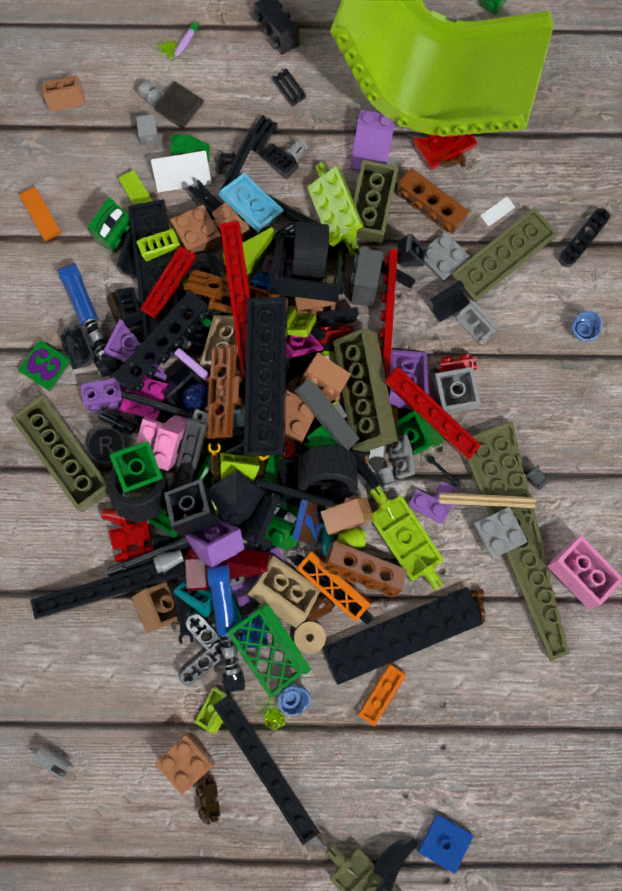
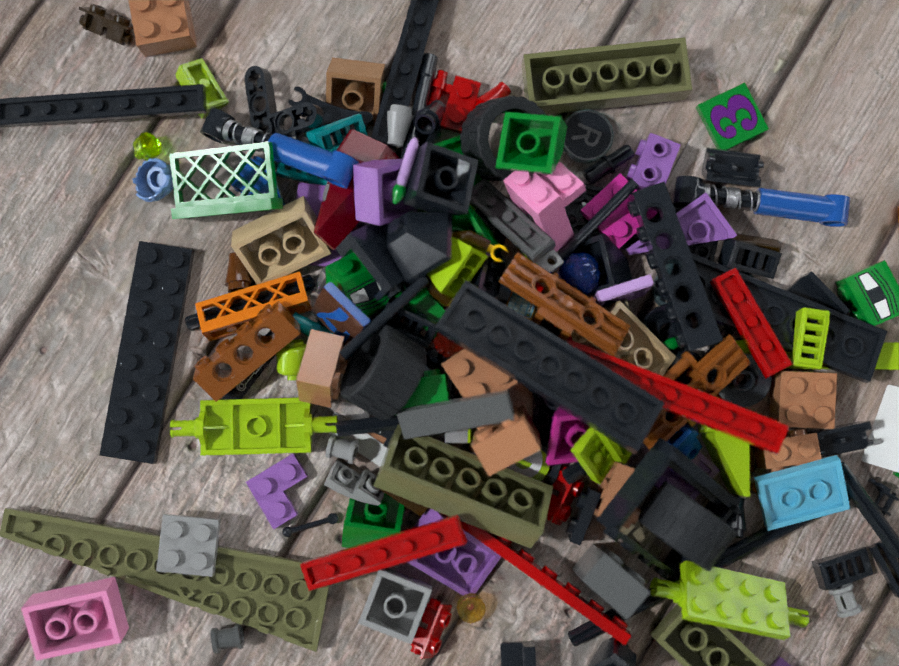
camera: 120 degrees right, 5 degrees up
(151, 544) = (429, 118): none -> black cone
(211, 529) = (405, 171): none -> lavender piece
(303, 630) = (202, 236): tan piece -> none
(381, 694) = (97, 286): orange tile -> none
(431, 349) = (471, 608): none -> clear yellow tile
(480, 594) = (136, 473): reddish brown piece -> none
(487, 500) = (237, 554): tan axle -> none

